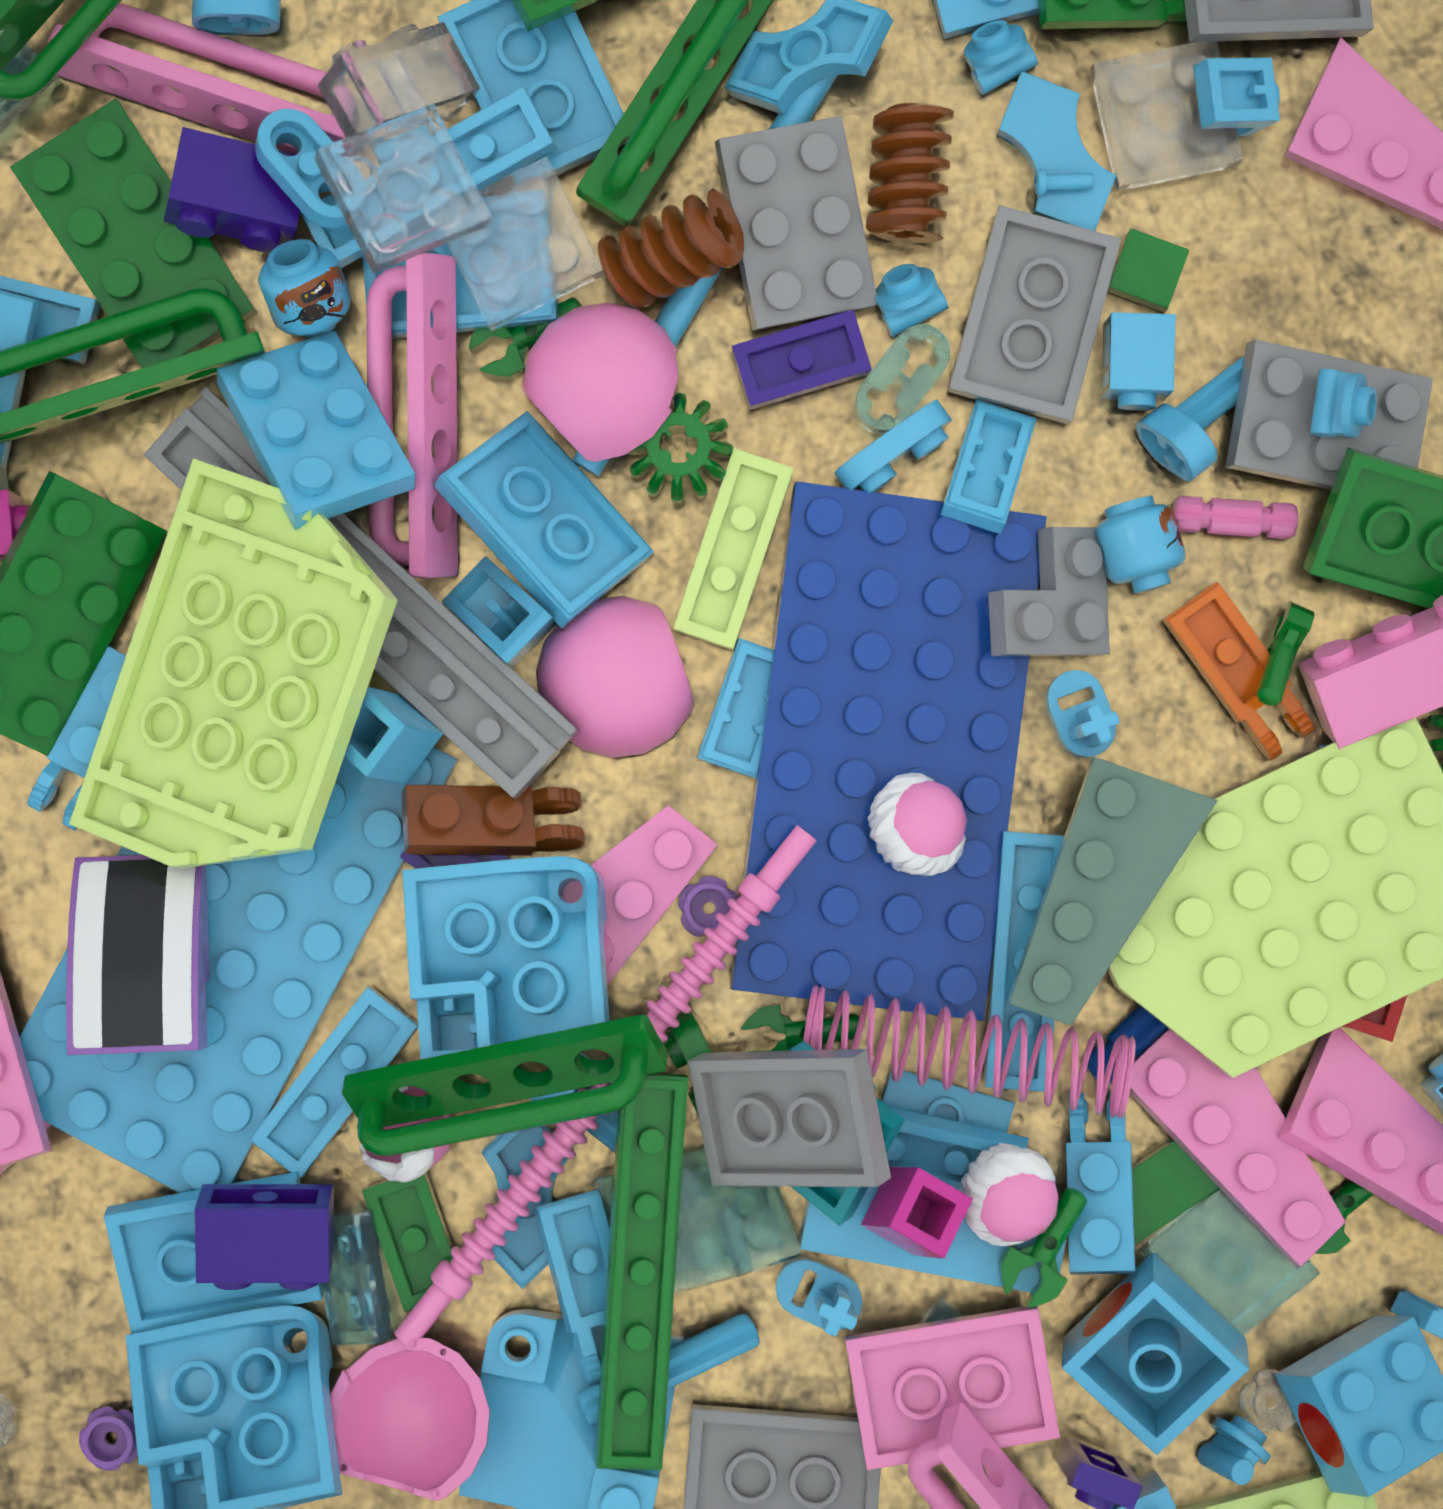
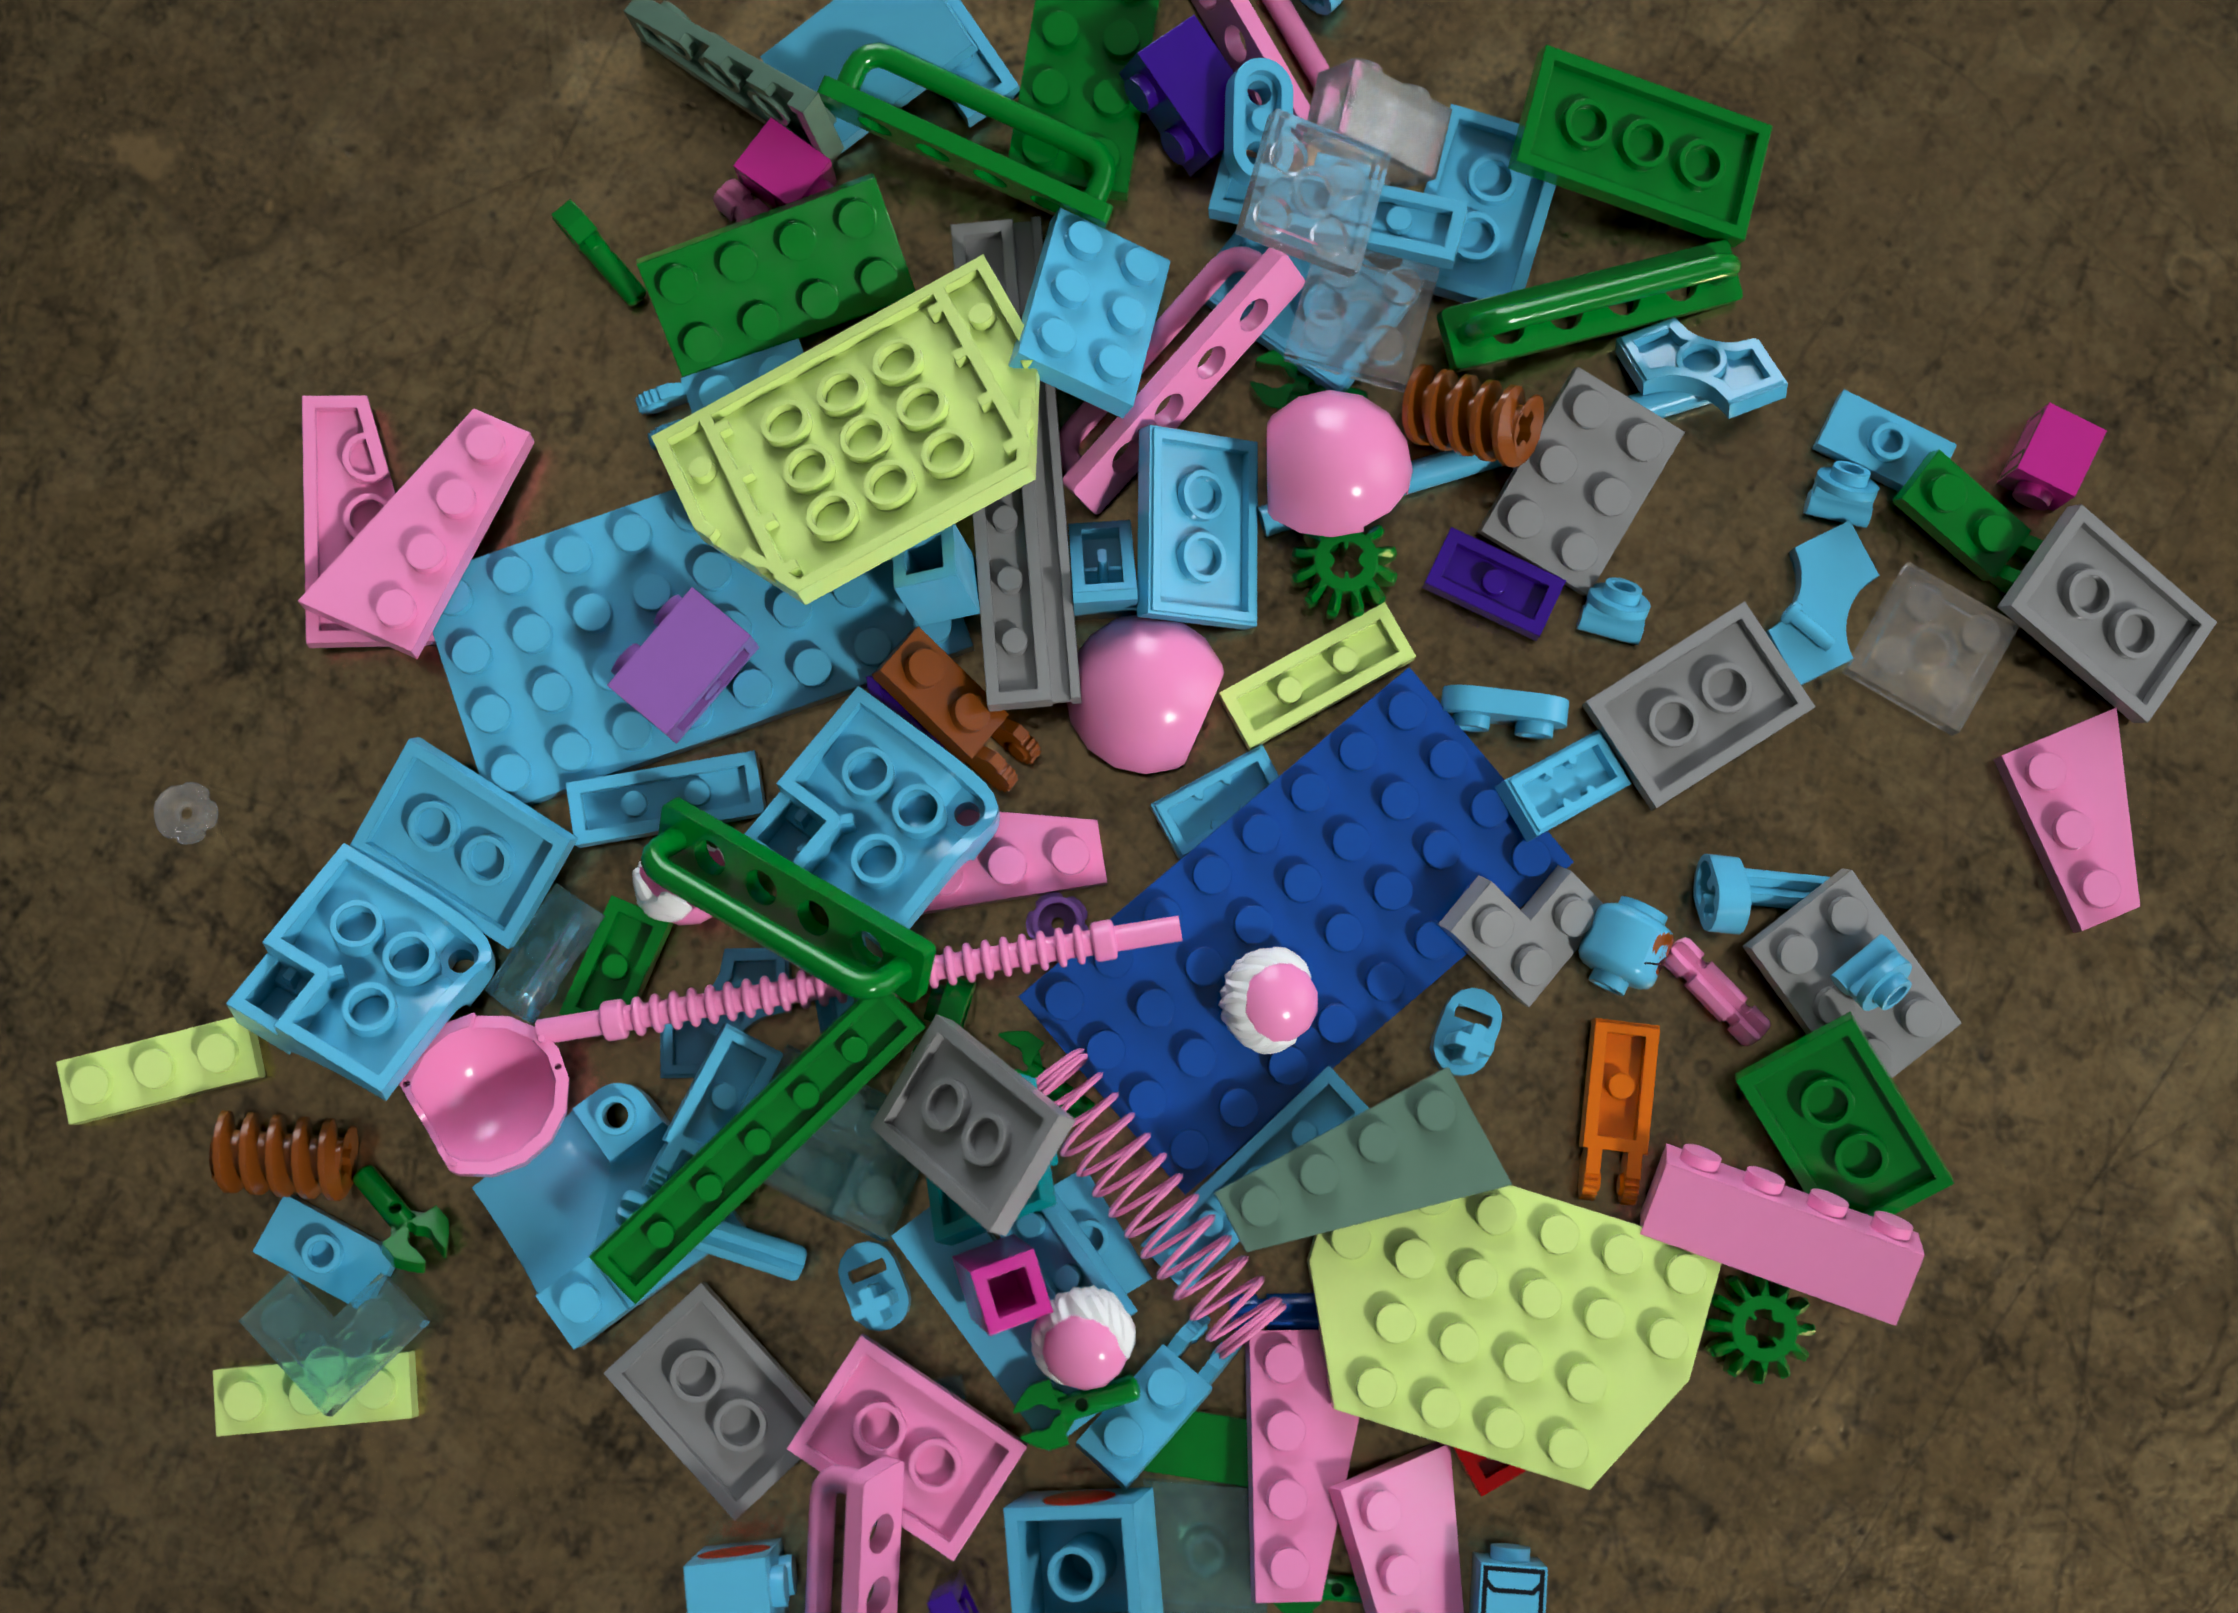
camera: 50 degrees right, 5 degrees down
(94, 1442) = (250, 899): medium lavender plate -> none
(136, 957) = (608, 572): slope -> none
(255, 975) = (682, 663): none -> medium lavender brick
(264, 1235) = (509, 858): dark purple brick -> none
(304, 288) = (1175, 209): medium azure head -> none
(890, 369) = (1553, 651): clear light blue beam -> none
(906, 172) = (1694, 515): dark orange piece -> none
(1138, 359) = (1748, 807): medium azure brick -> none
(1147, 270) = (1814, 750): green tile -> none
(1237, 94) = (1999, 677): medium azure bracket -> none
(1283, 647) = (1662, 1123): green bar -> none

